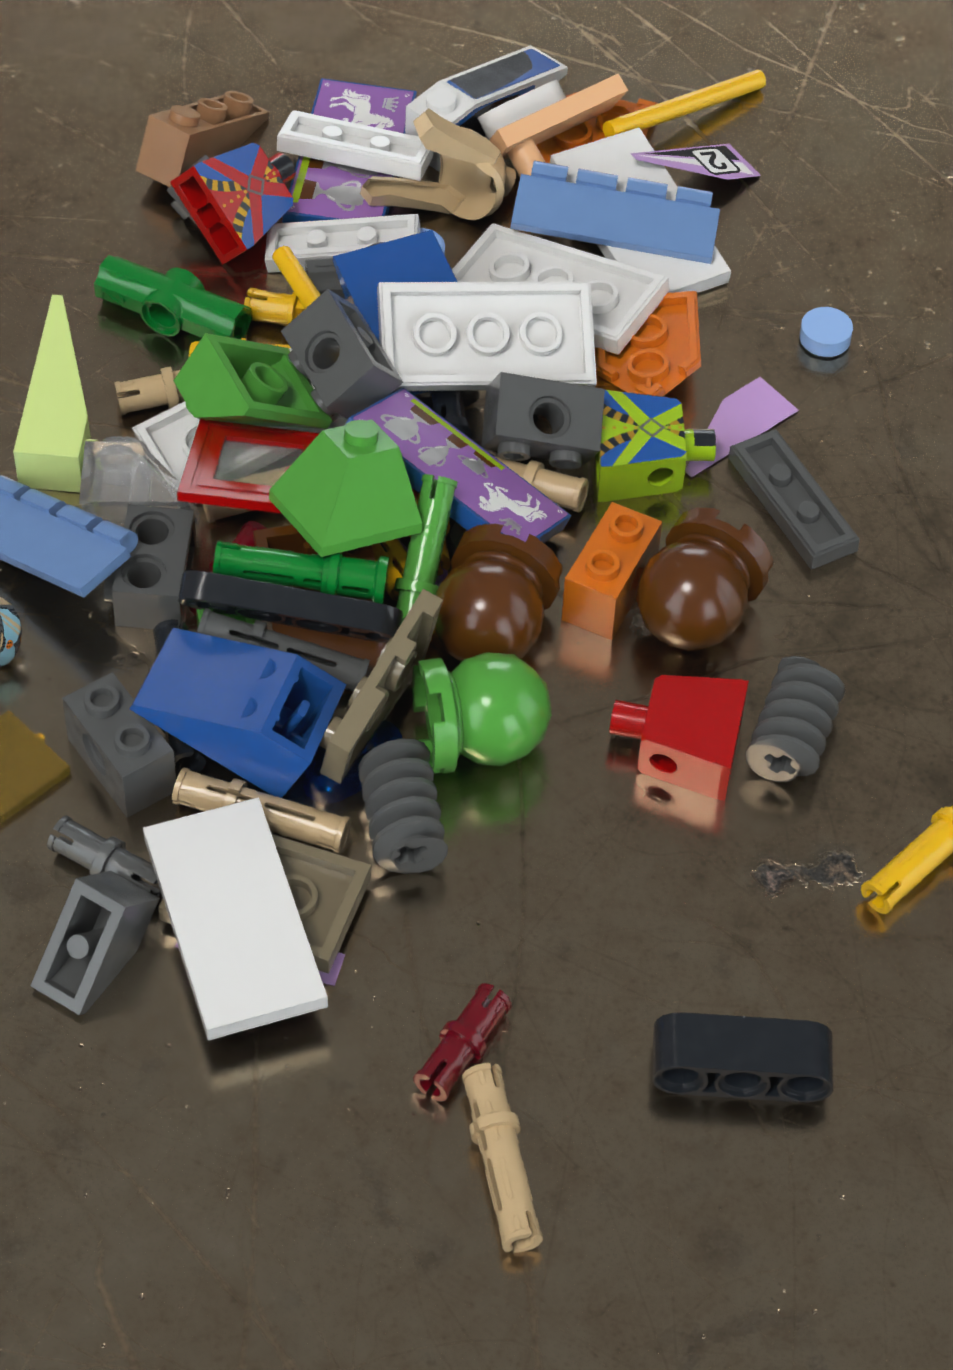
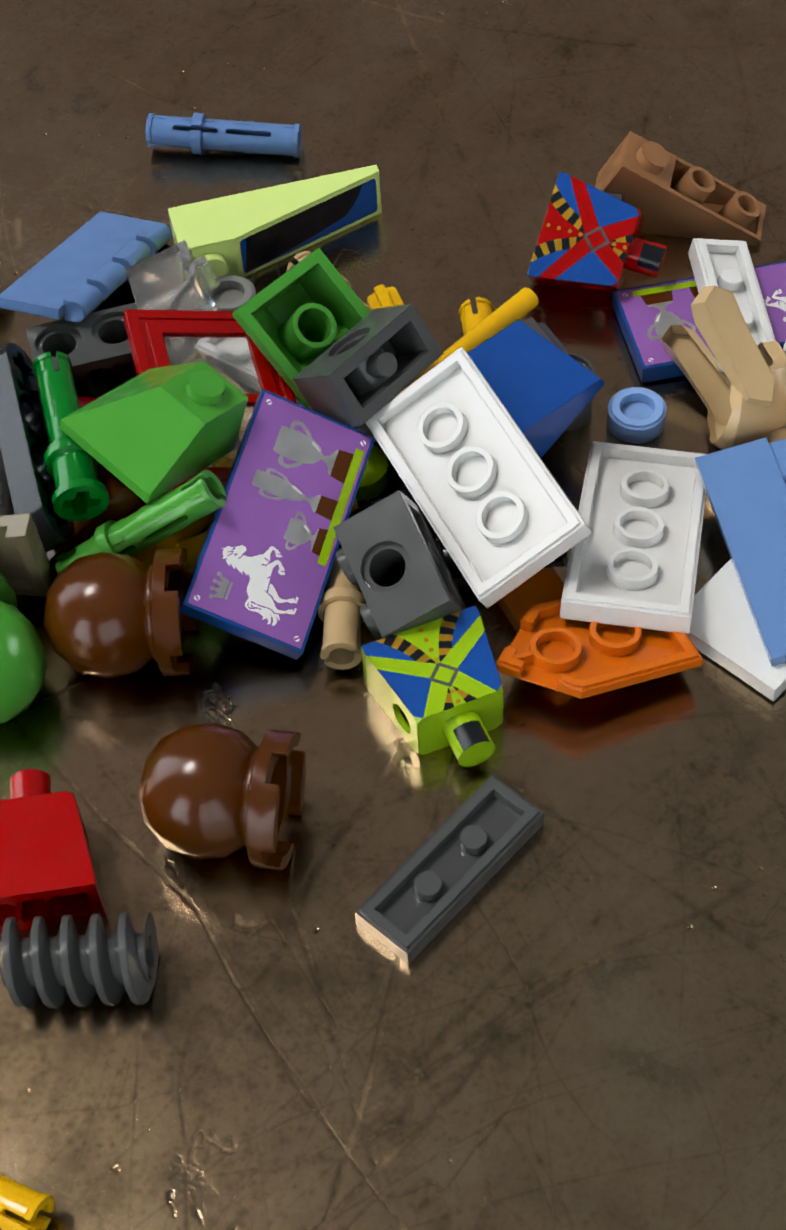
camera: 75 degrees right, 0 degrees up
(170, 300) = (440, 256): green piece -> none
(333, 237) = (591, 330): white tile -> none
(609, 570) = (233, 695): orange brick -> none
(744, 416) = (561, 782): lavender sticker -> none
(826, 331) = (743, 821): light blue tile -> none

